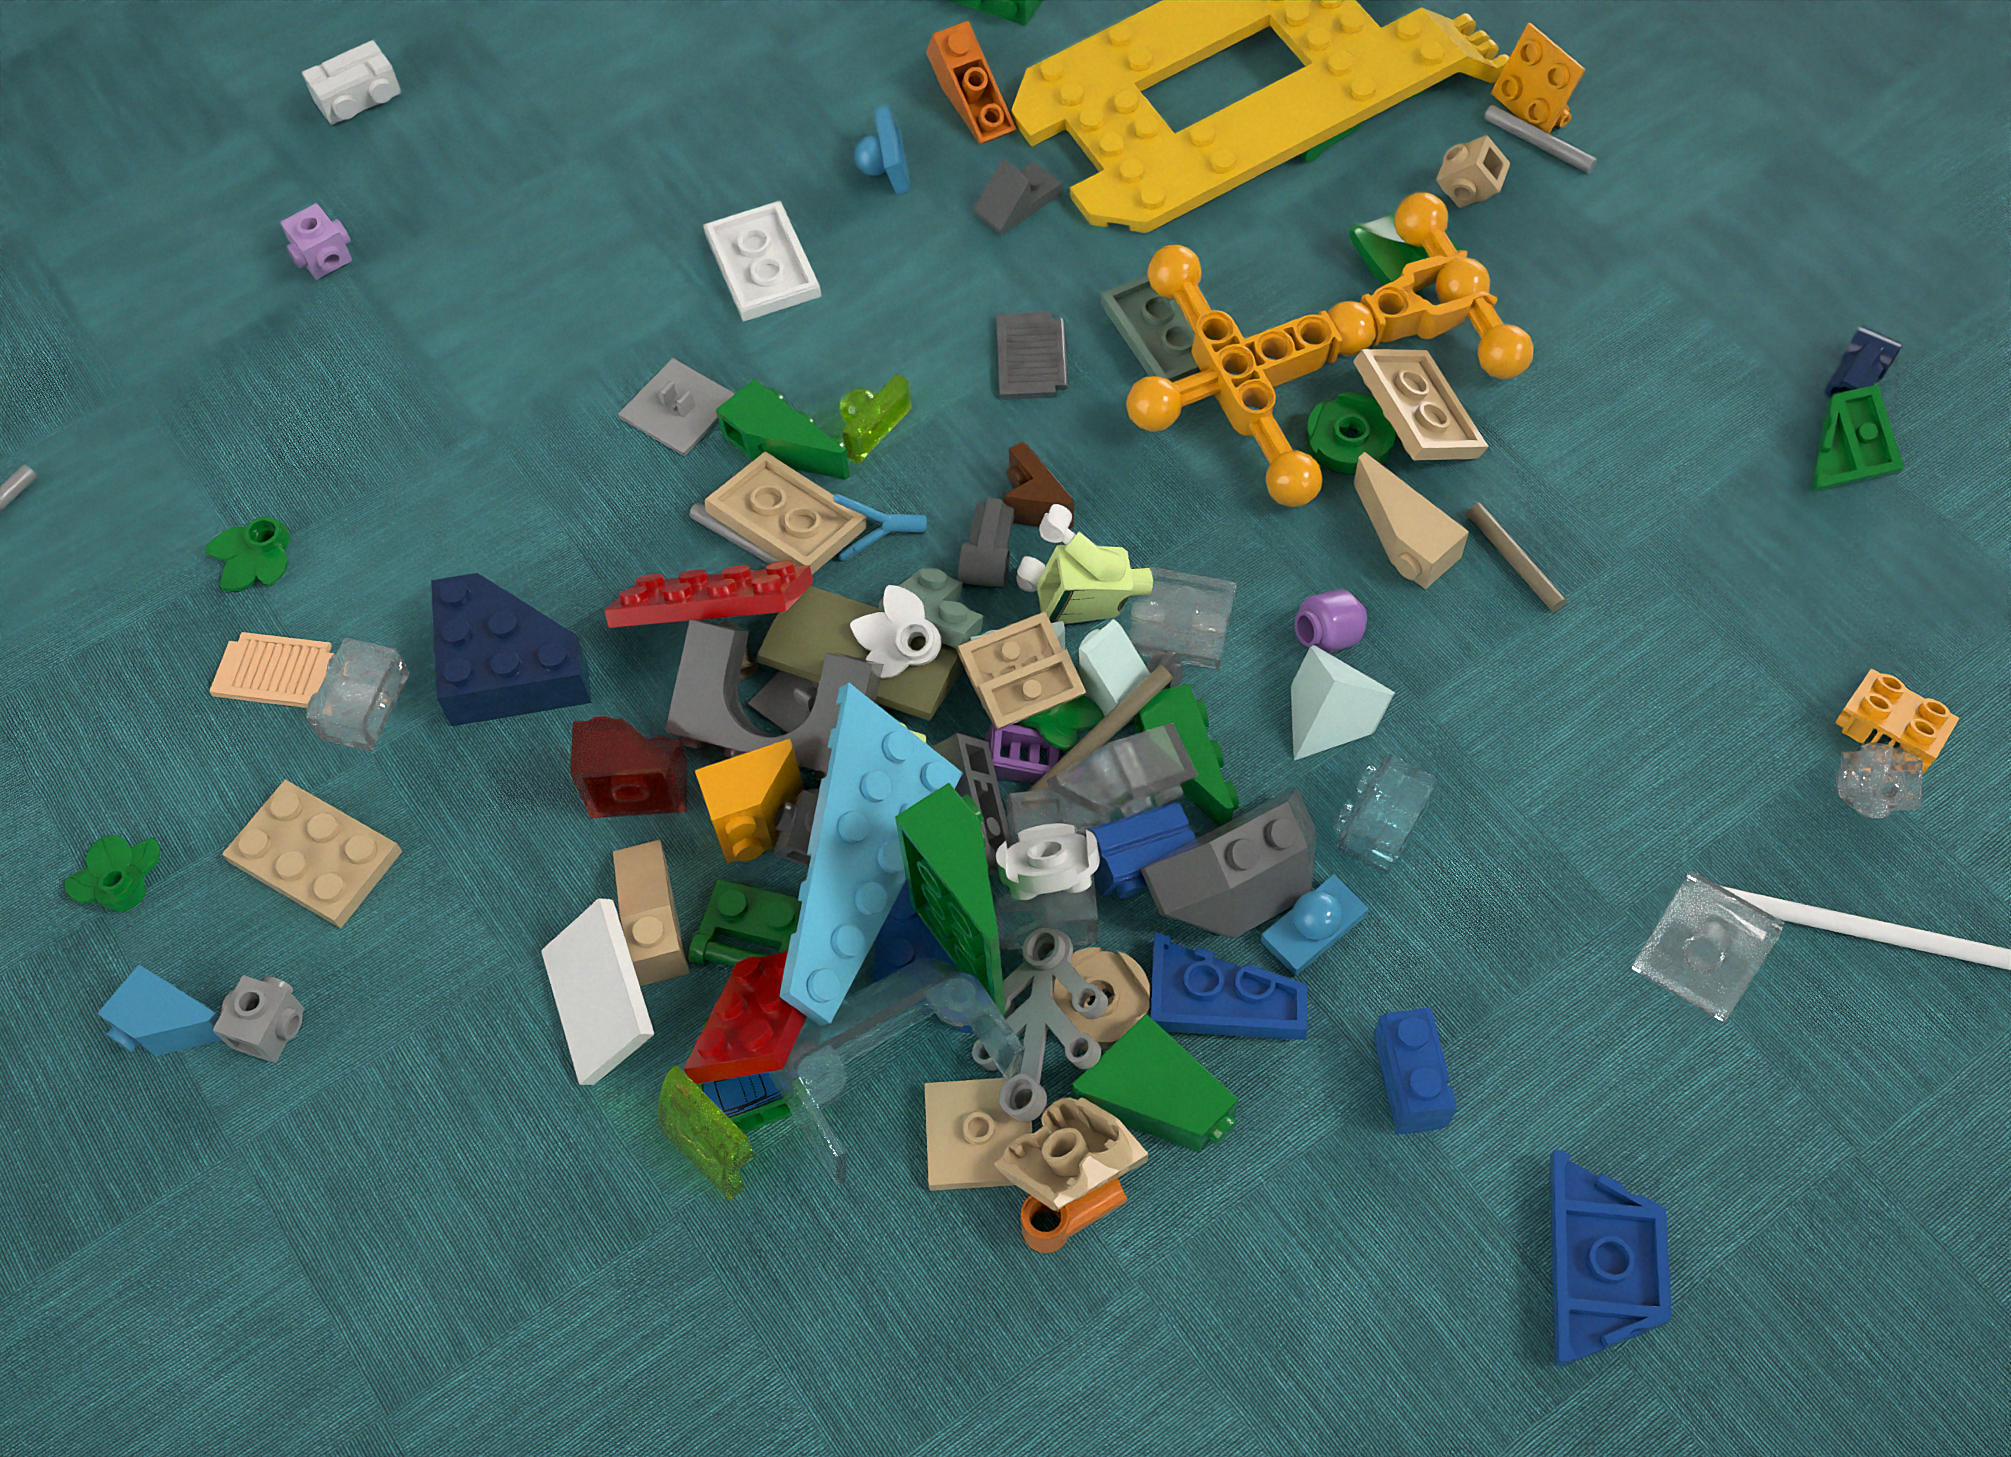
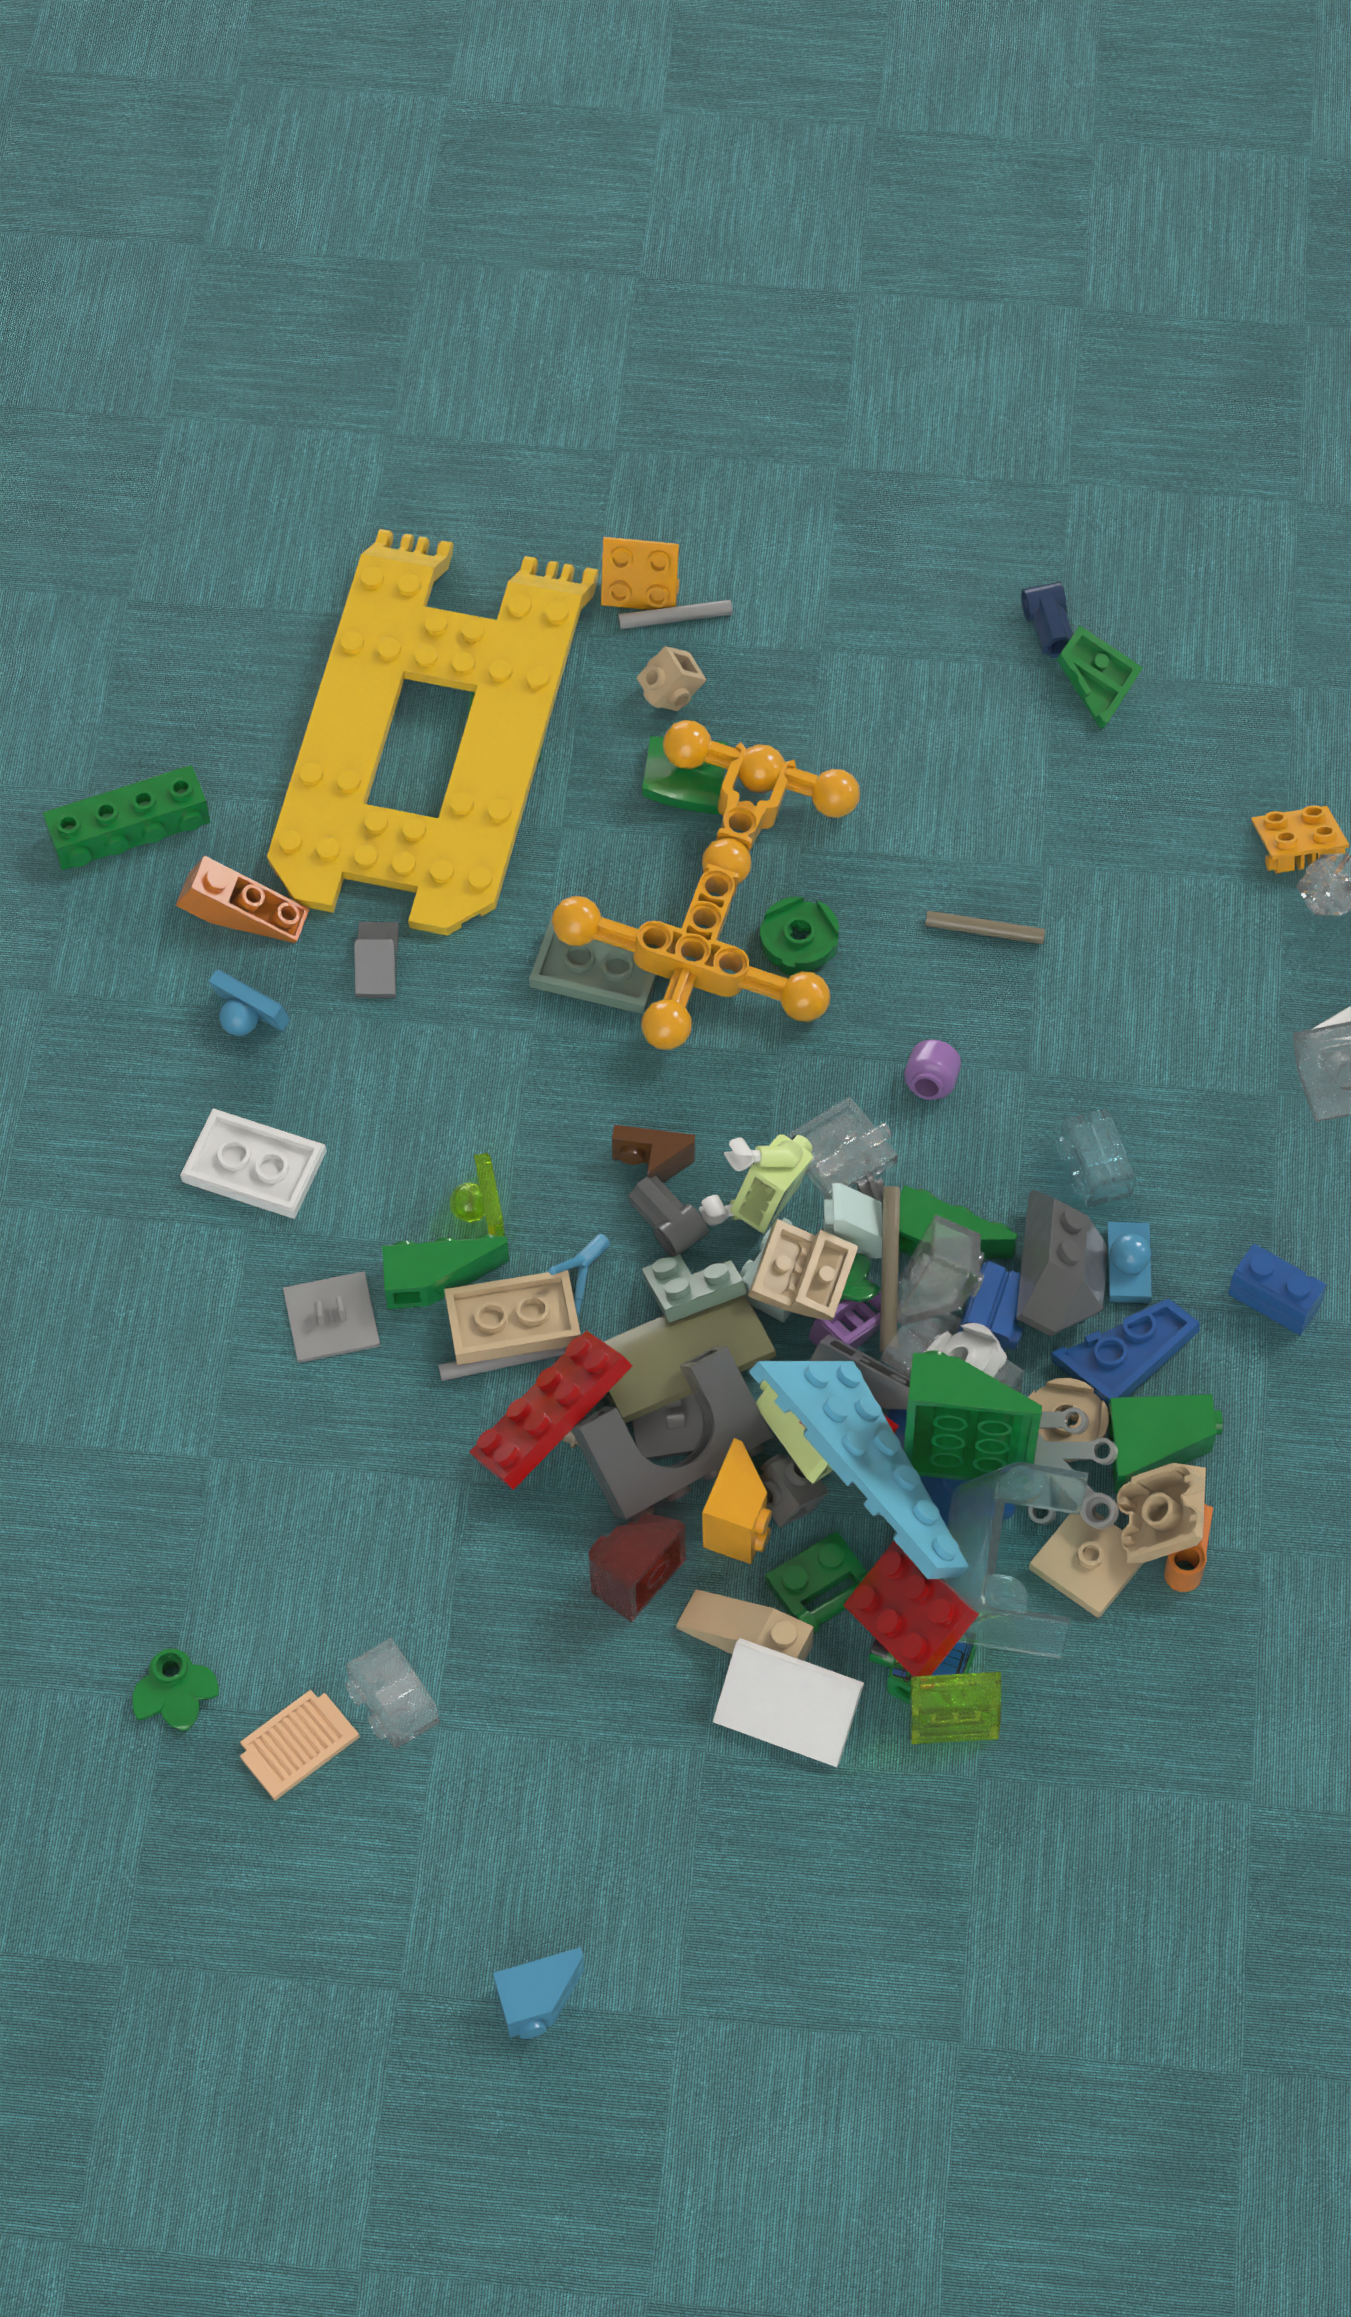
camera: 50 degrees left, 0 degrees up
(114, 873) = (370, 1955): green plate -> none
(259, 1017) = (604, 1925): light grey brick -> none
(312, 853) = (488, 1816): tan plate -> none
(500, 654) = (447, 1577): dark blue brick -> none
(891, 632) = (694, 1319): white plate -> none
(1031, 355) = (525, 1064): flat silver window -> none
(1333, 704) = (989, 1120): light aqua slope -> none
(1411, 529) = (905, 965): tan slope -> none
(1420, 404) = (824, 876): tan plate -> none

